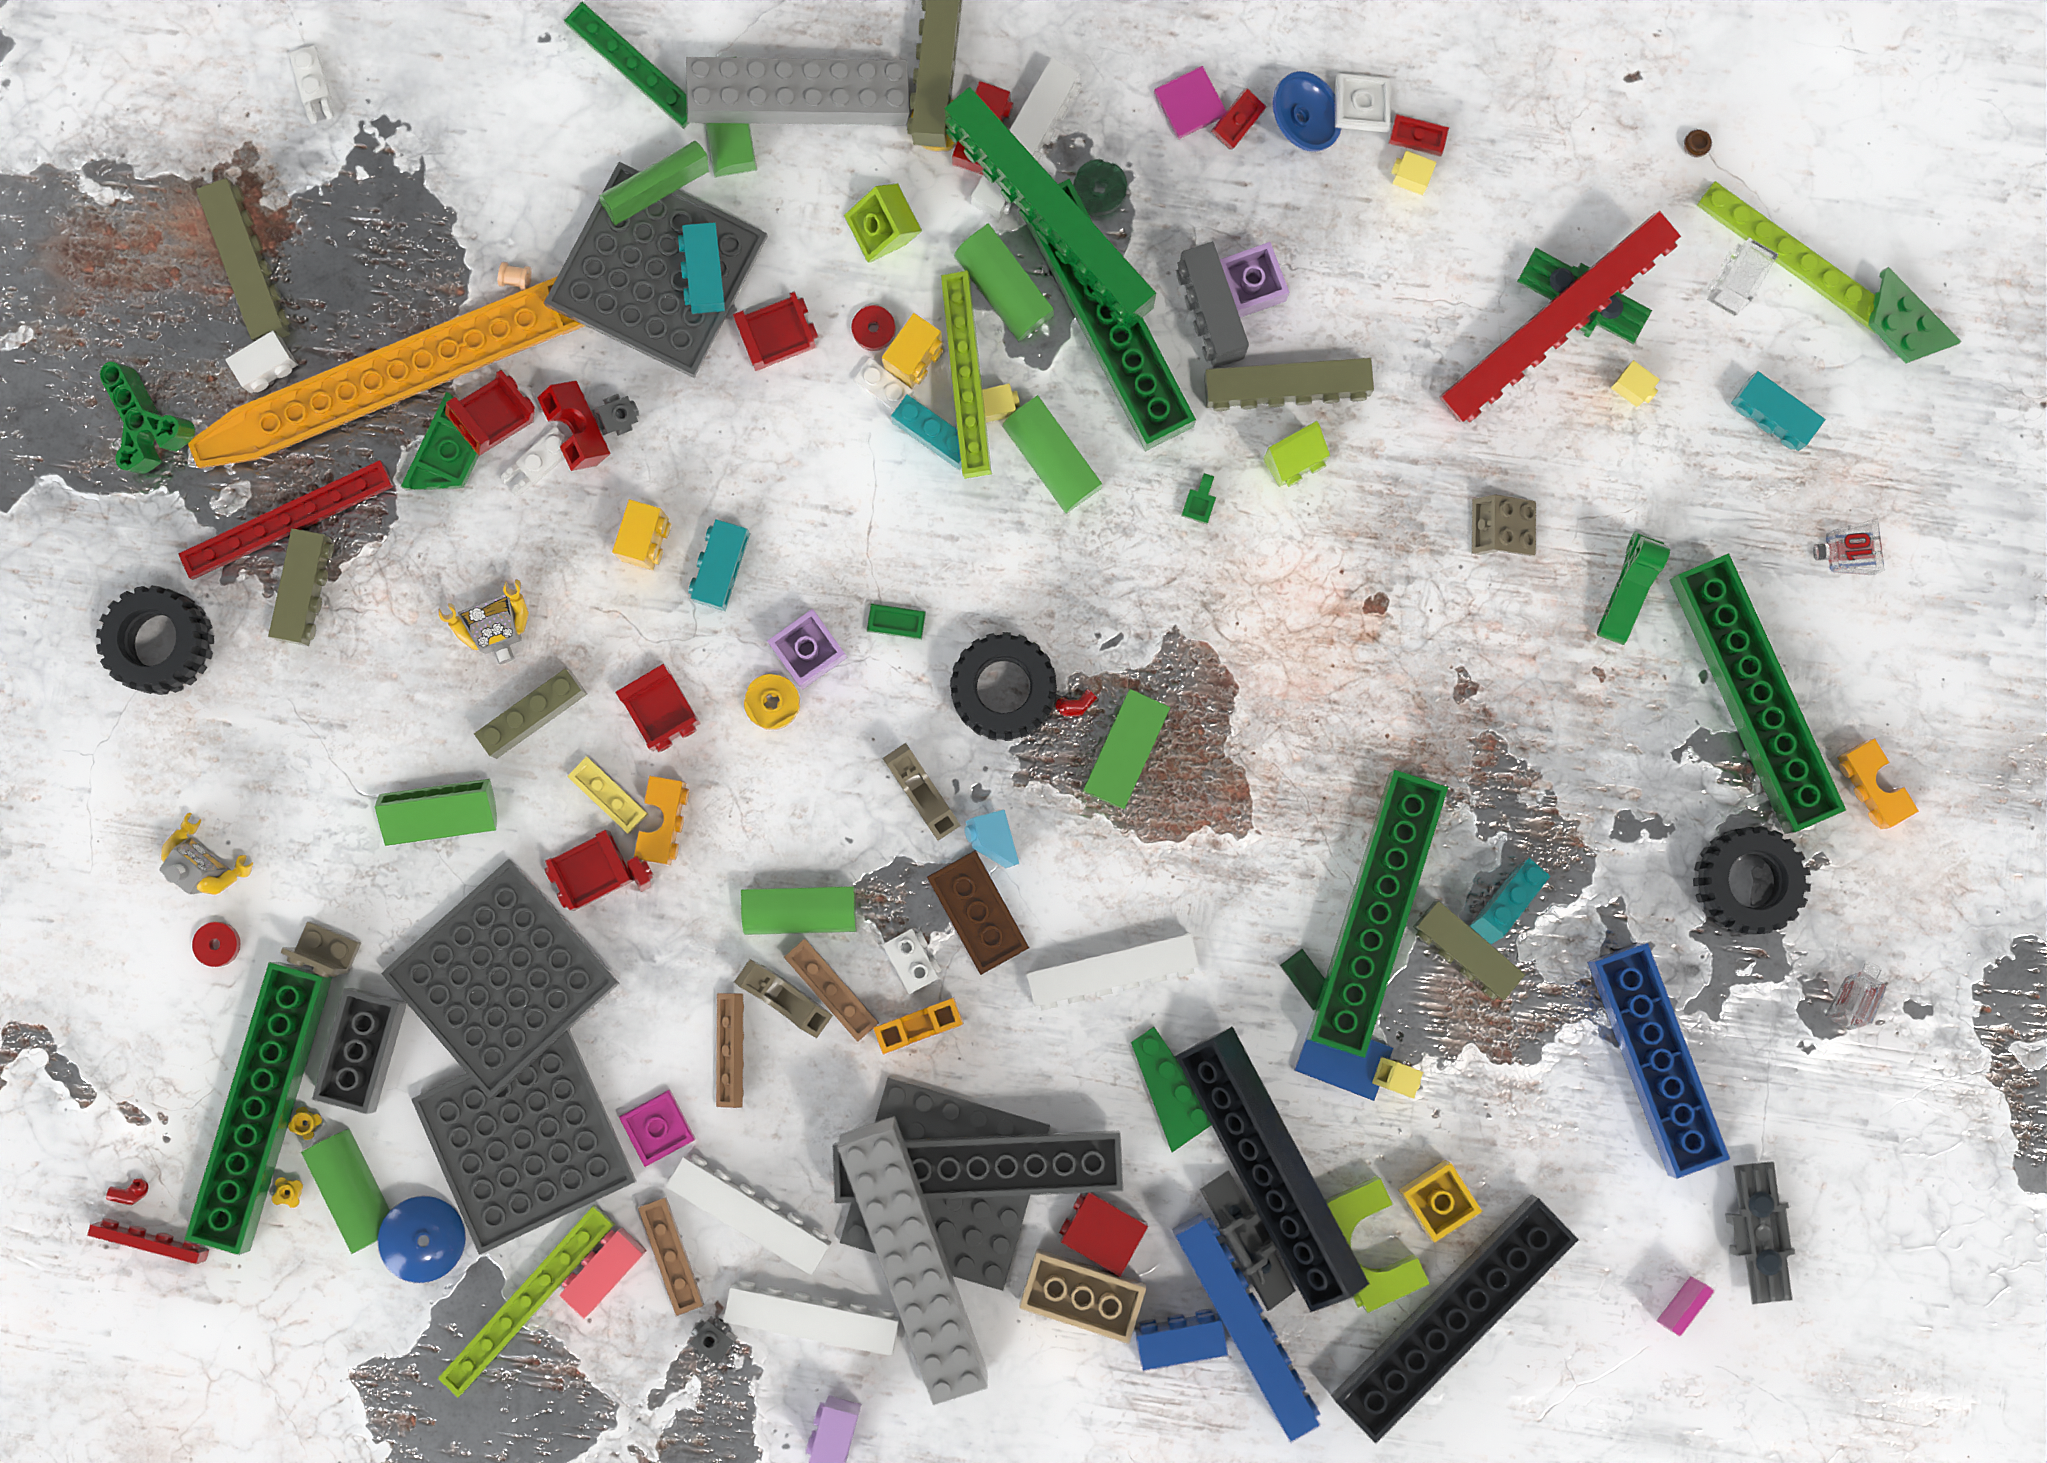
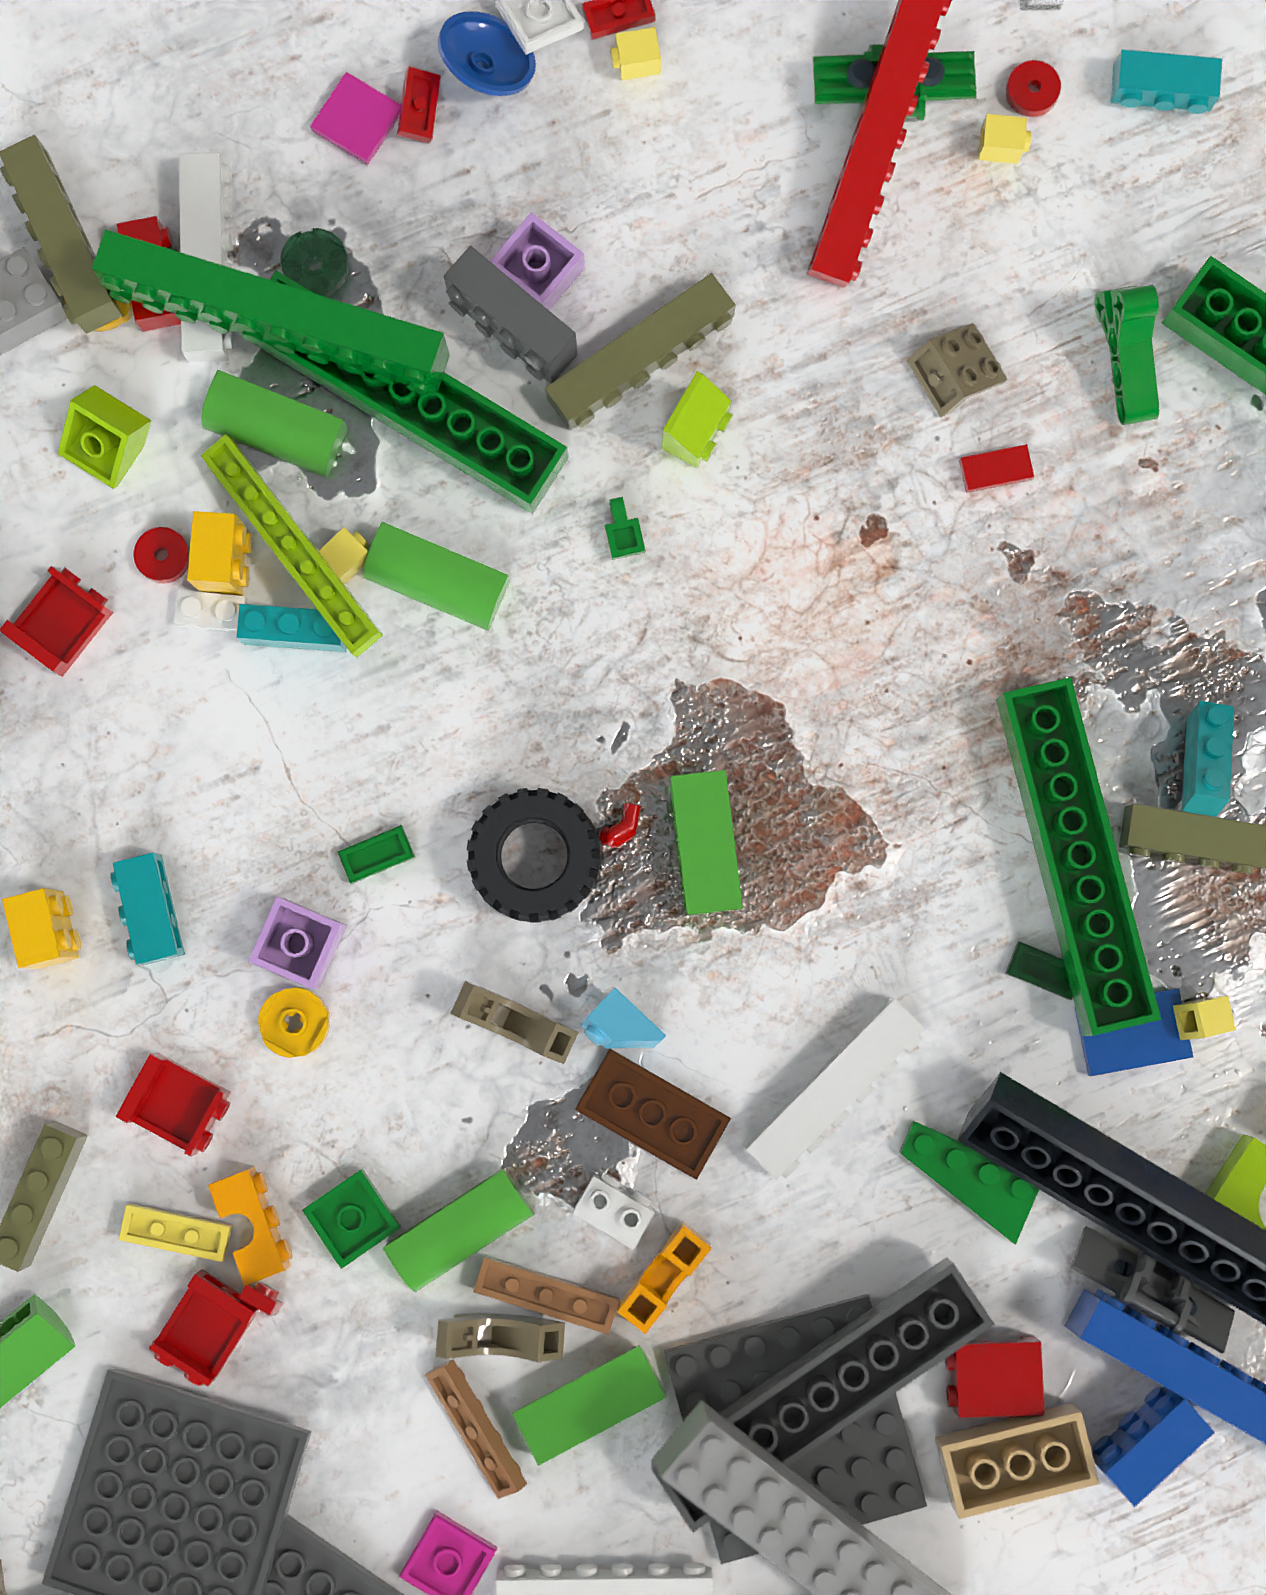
camera: 35 degrees left, 0 degrees up
(731, 858) = (351, 1218): none -> green plate
(816, 1080) = (589, 1405): none -> bright green brick
(1488, 612) = (996, 468): none -> red tile
(1685, 349) = (1037, 74): none -> red piece

